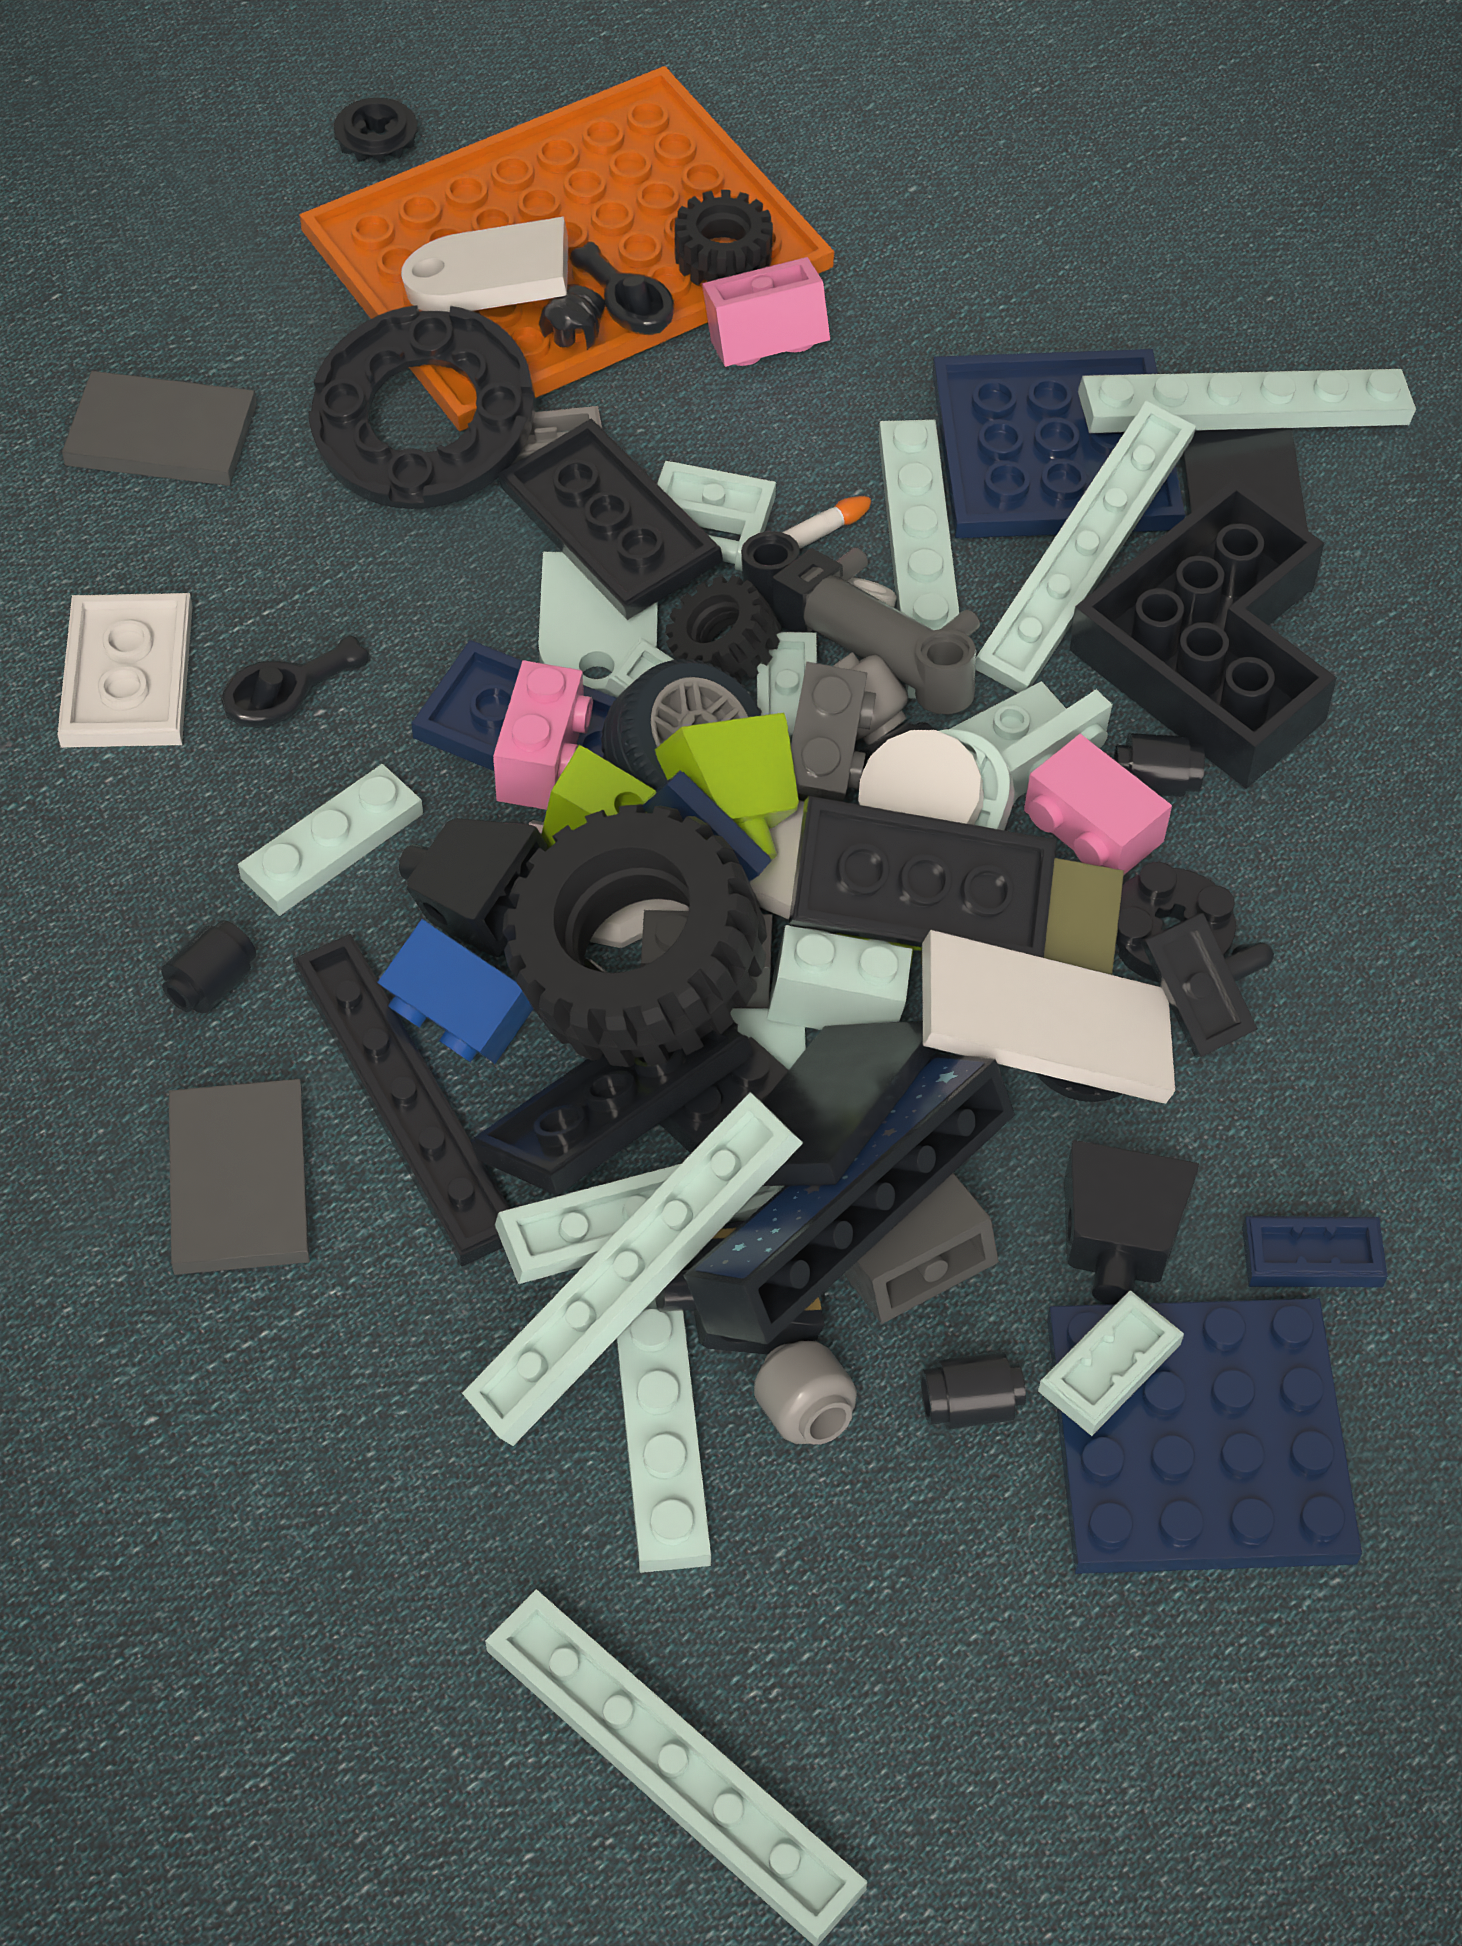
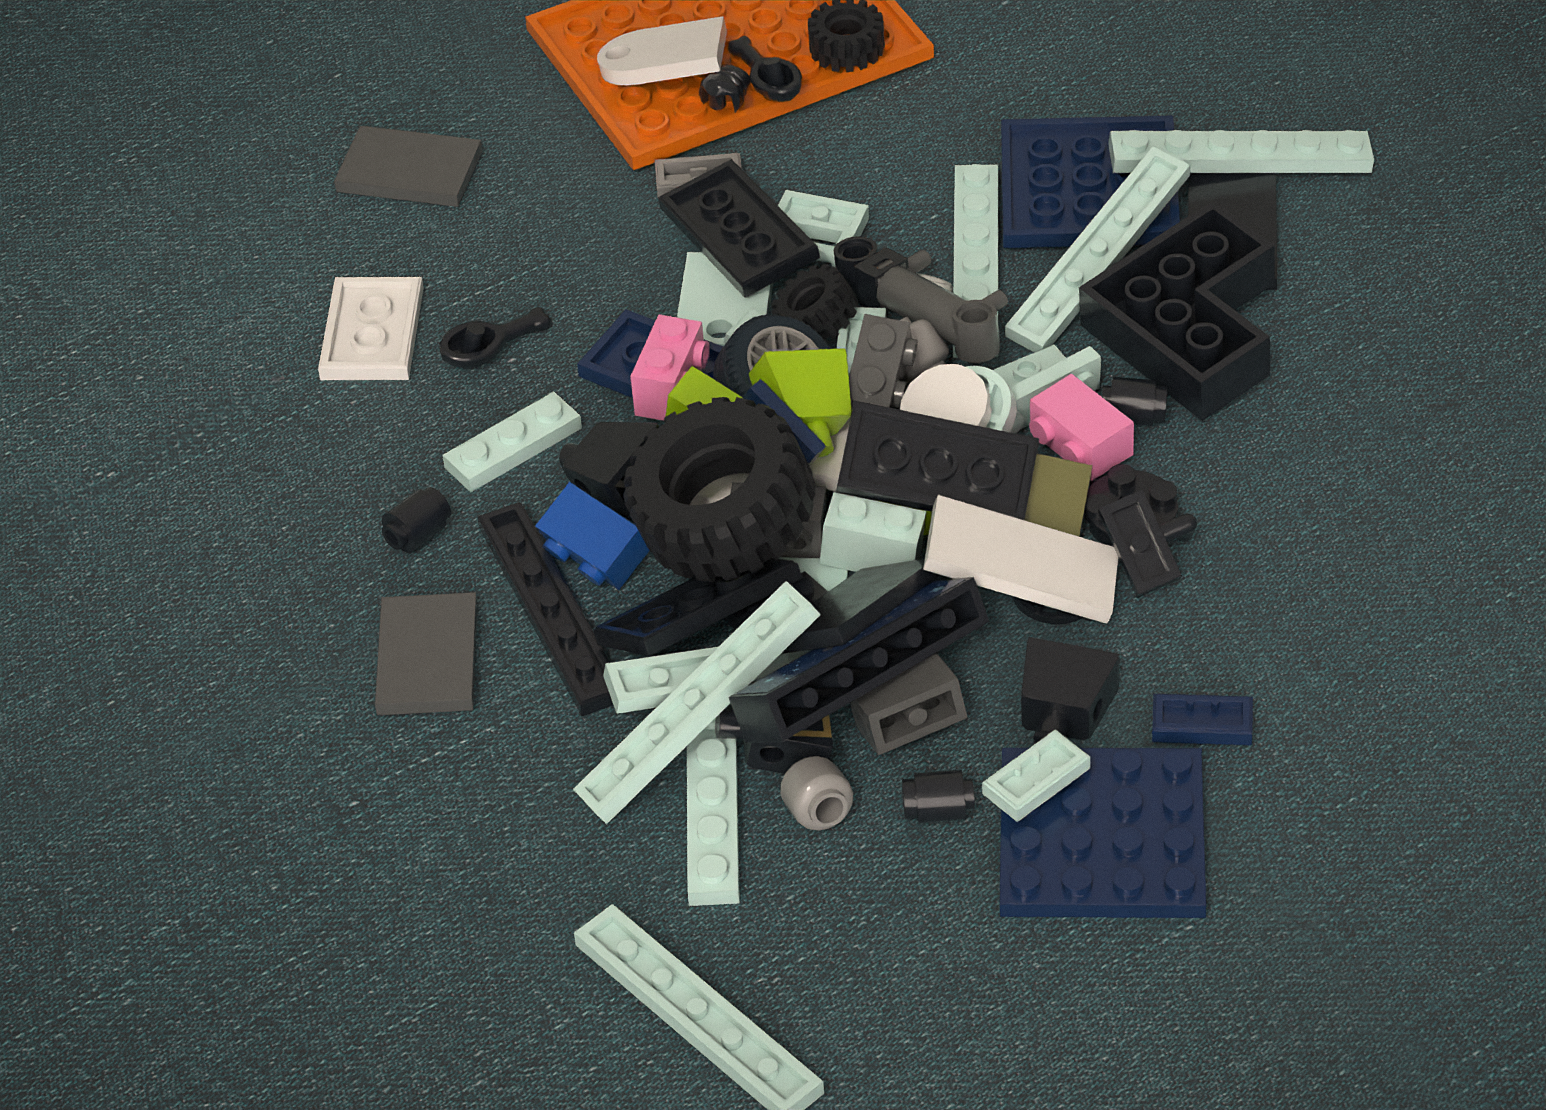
camera: 10 degrees right, 10 degrees down
(411, 339) = (599, 102): black plate -> none
(766, 312) = (874, 87): bright pink brick -> none
(843, 513) = (919, 230): white piece -> none

